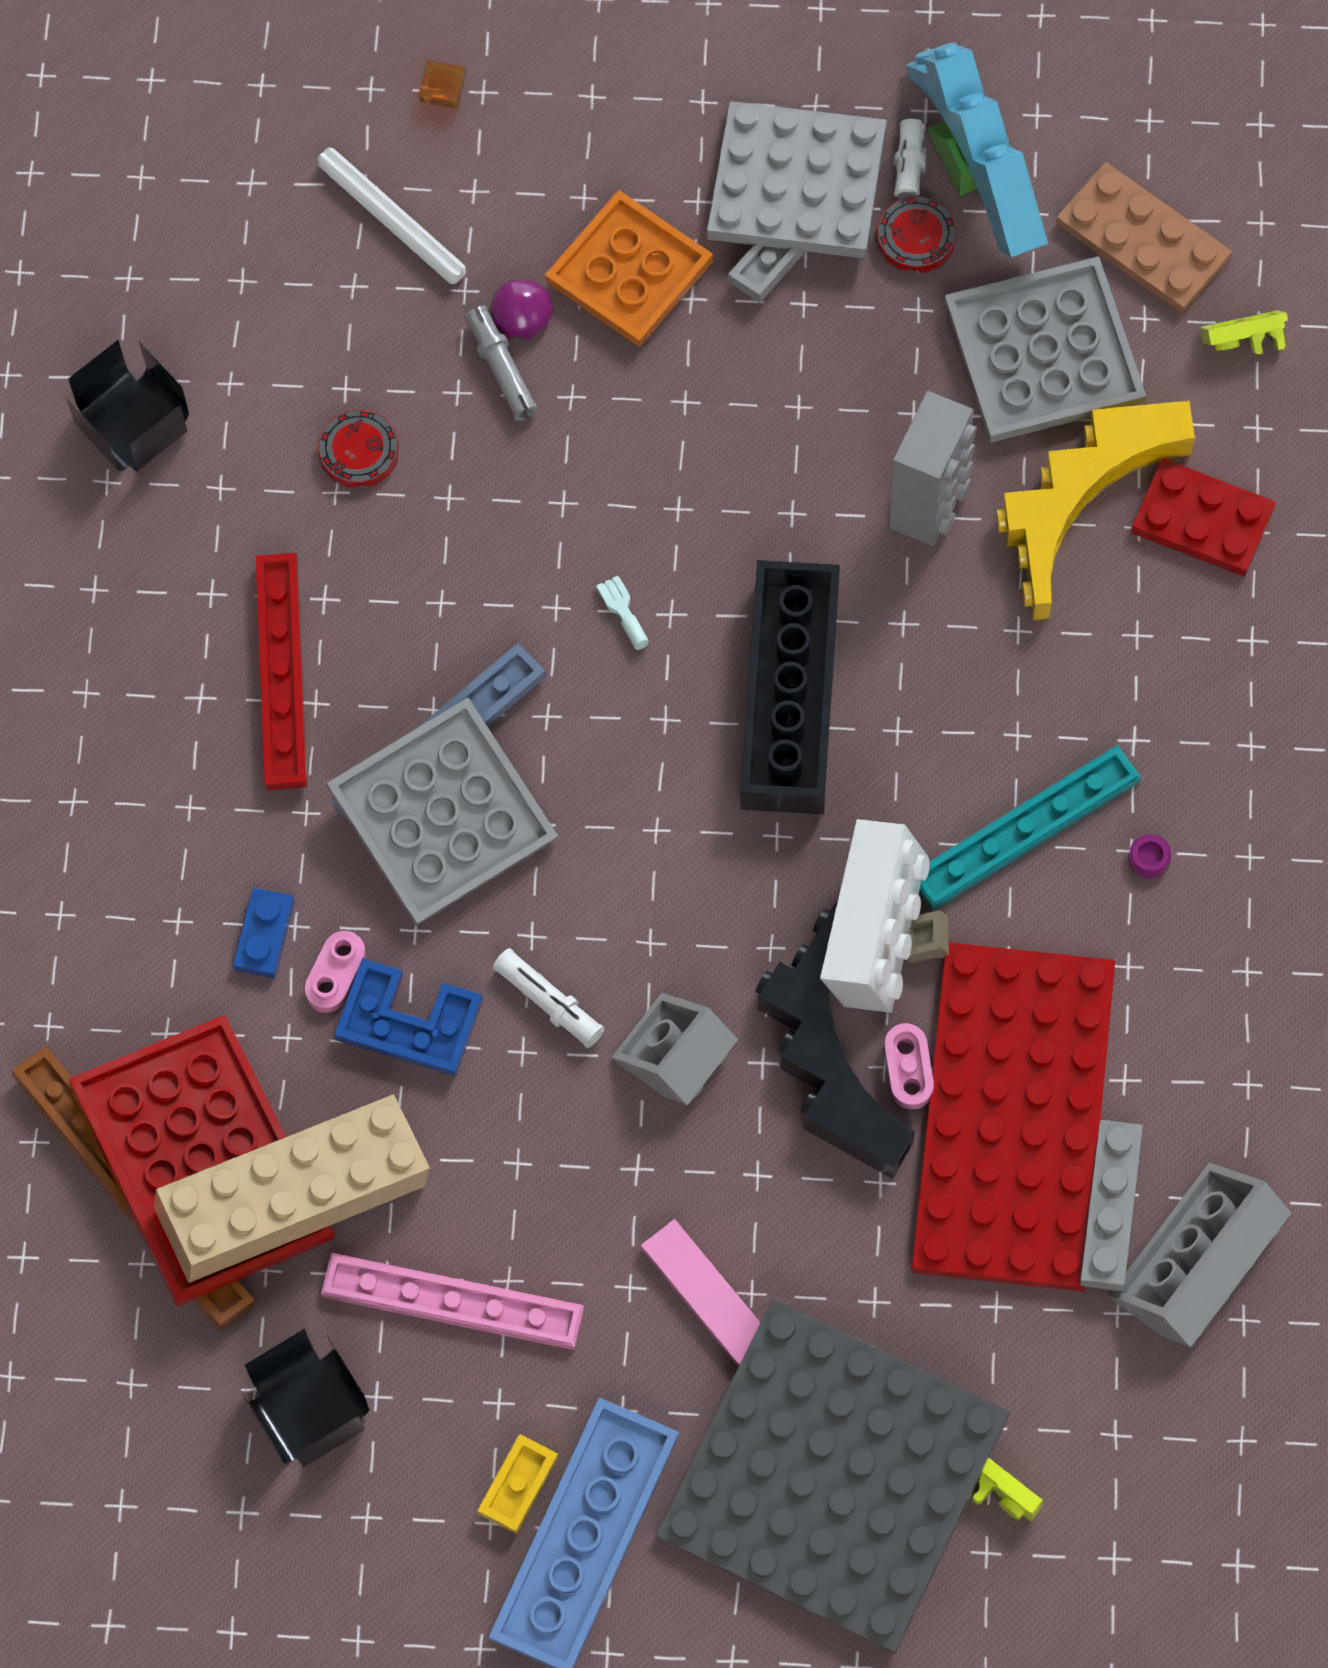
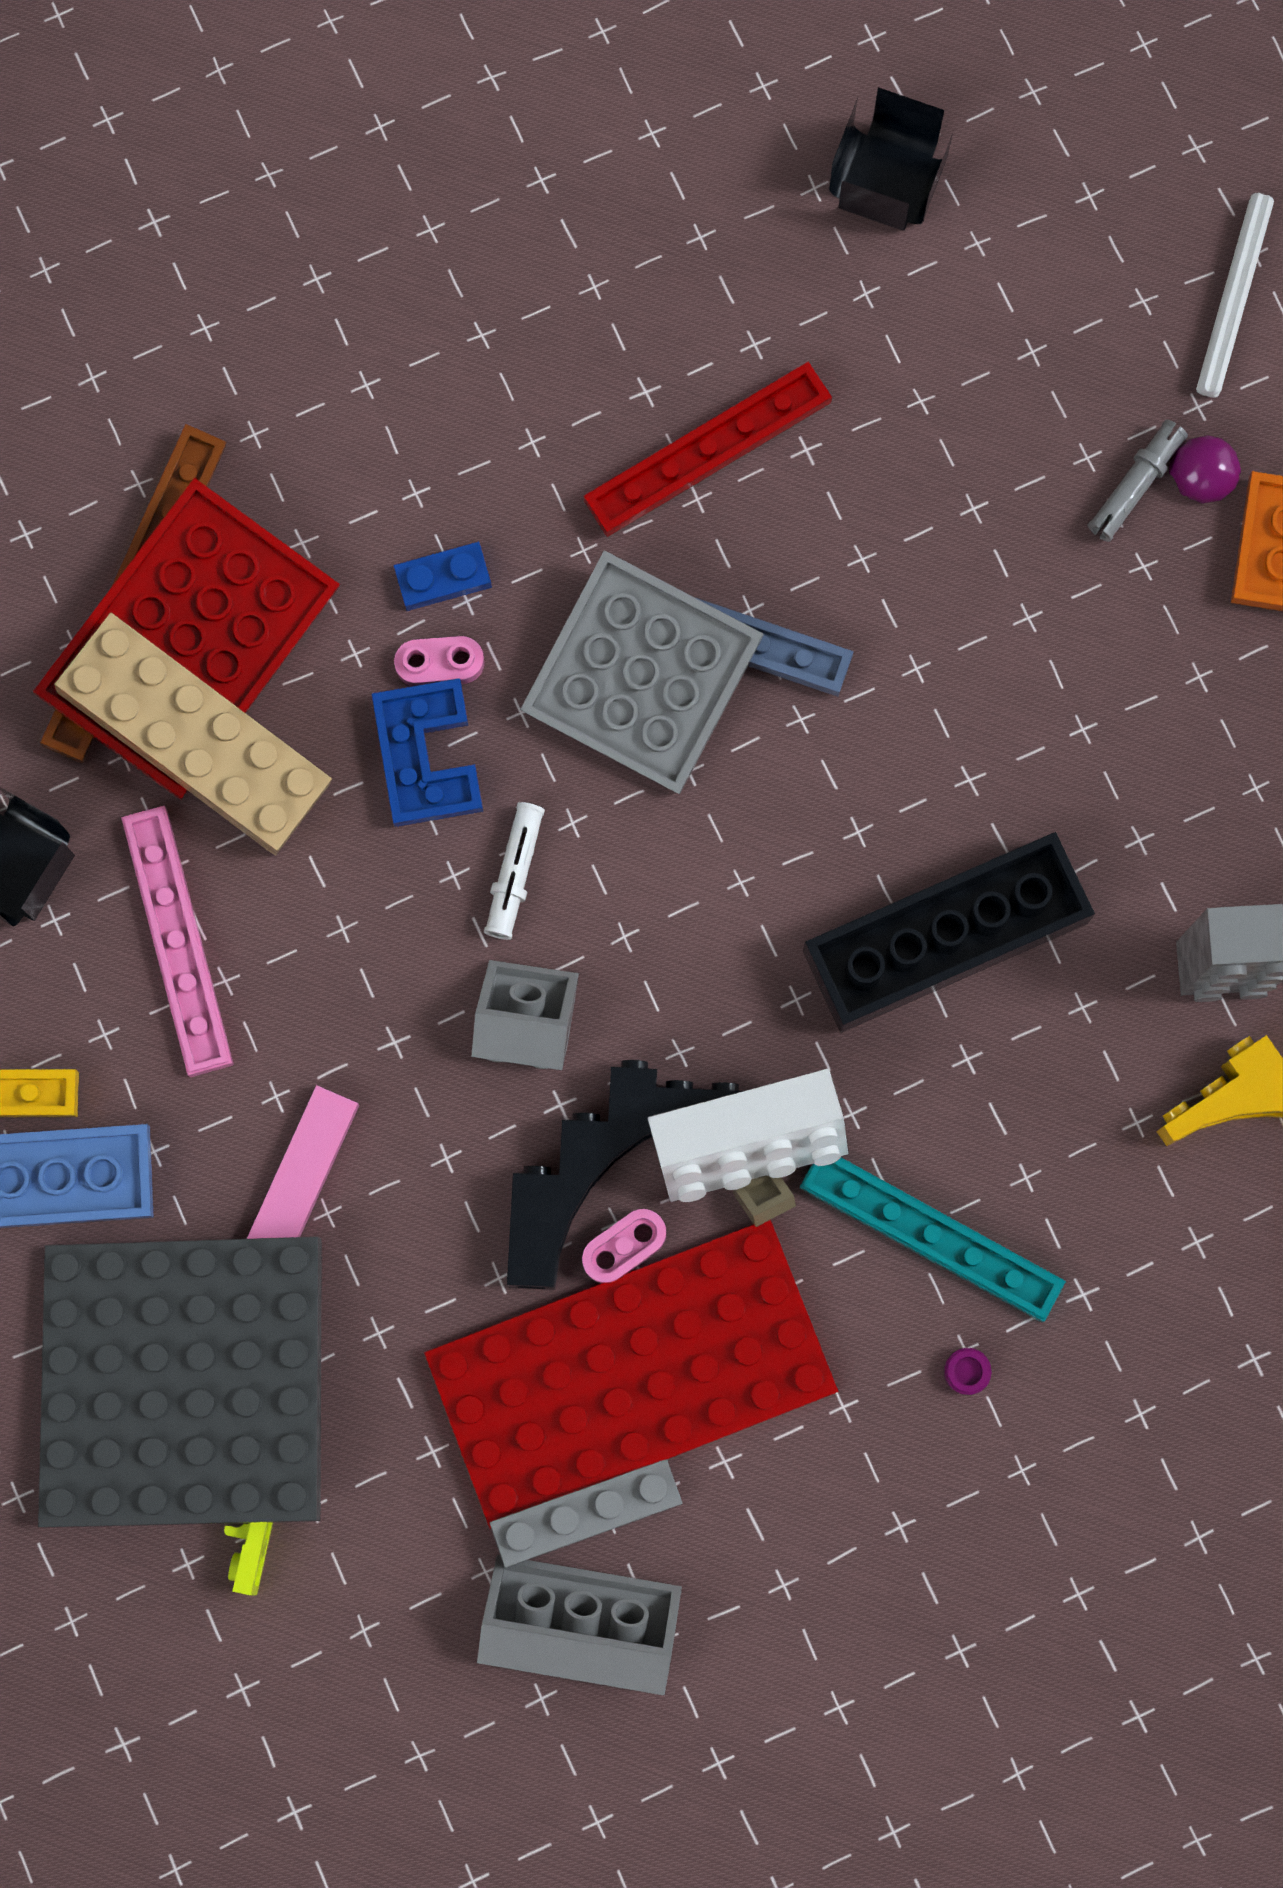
camera: 60 degrees right, 10 degrees up
(358, 448) = (975, 396): tile -> none
(618, 602) = (952, 724): light aqua piece -> none

